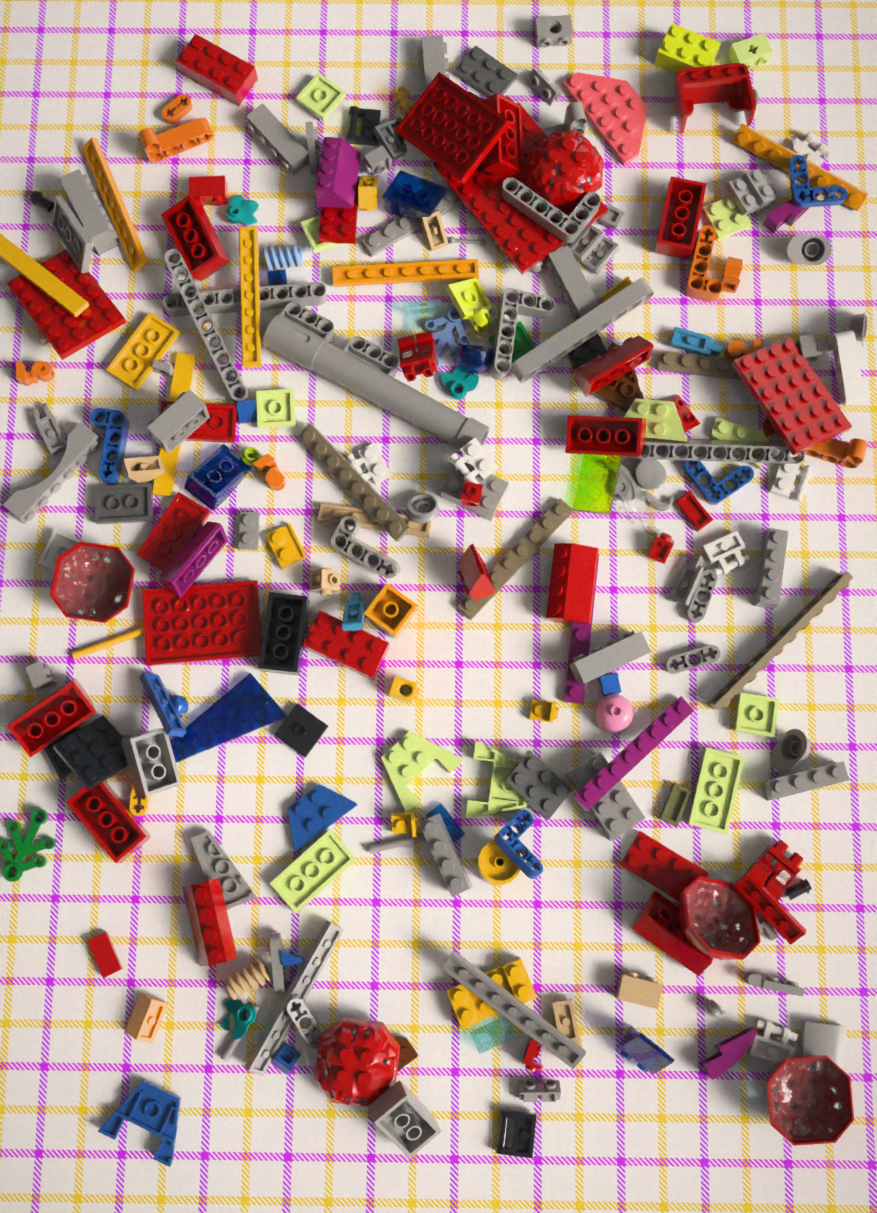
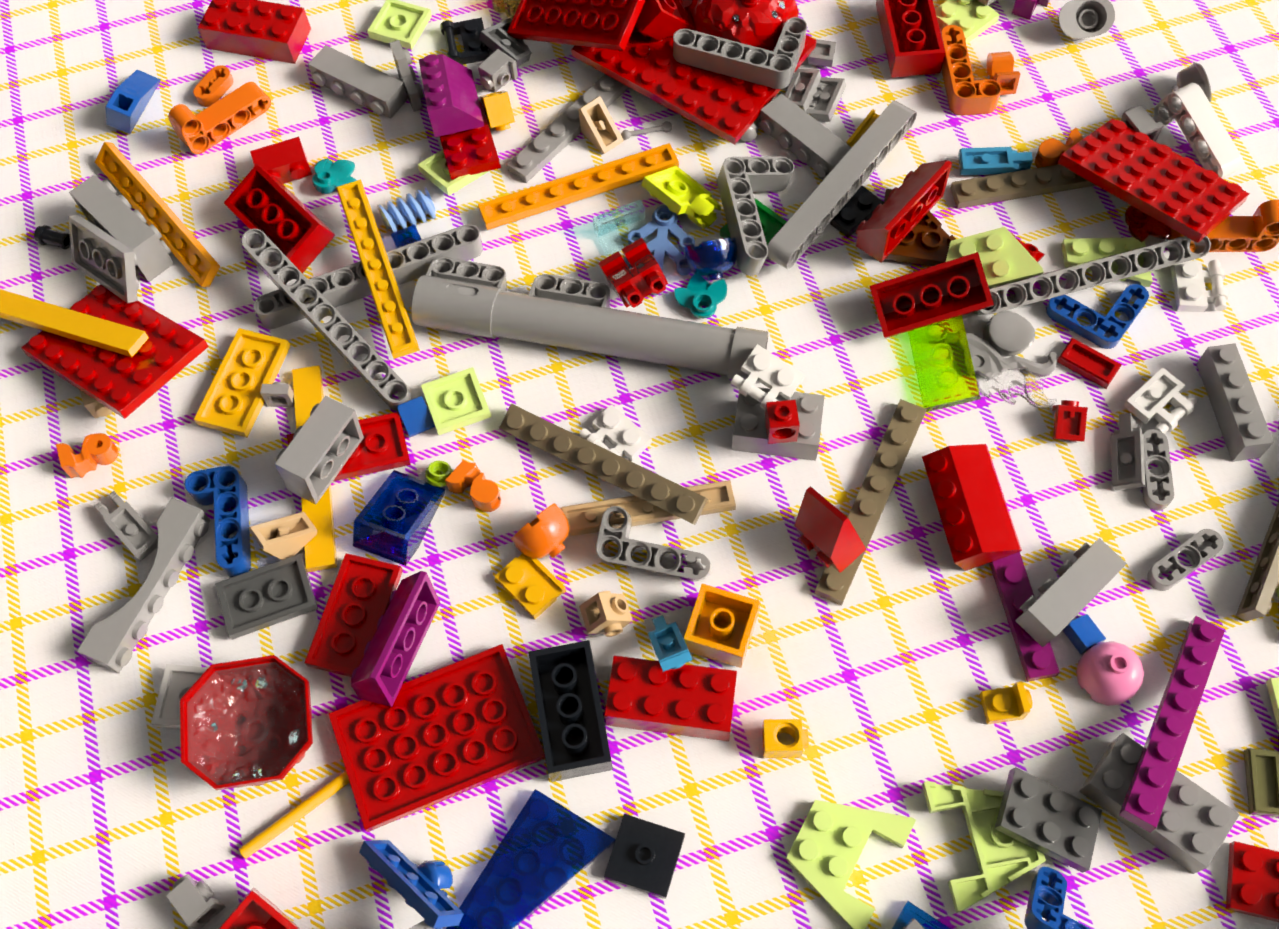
camera: 15 degrees left, 15 degrees down
(117, 105) = (130, 101): none -> blue slope
(249, 531) = (468, 579): light grey plate -> none
(303, 518) = (544, 534): none -> orange cylinder
(412, 196) = (557, 92): clear blue slope -> none
(422, 508) = (713, 469): light grey piece -> none

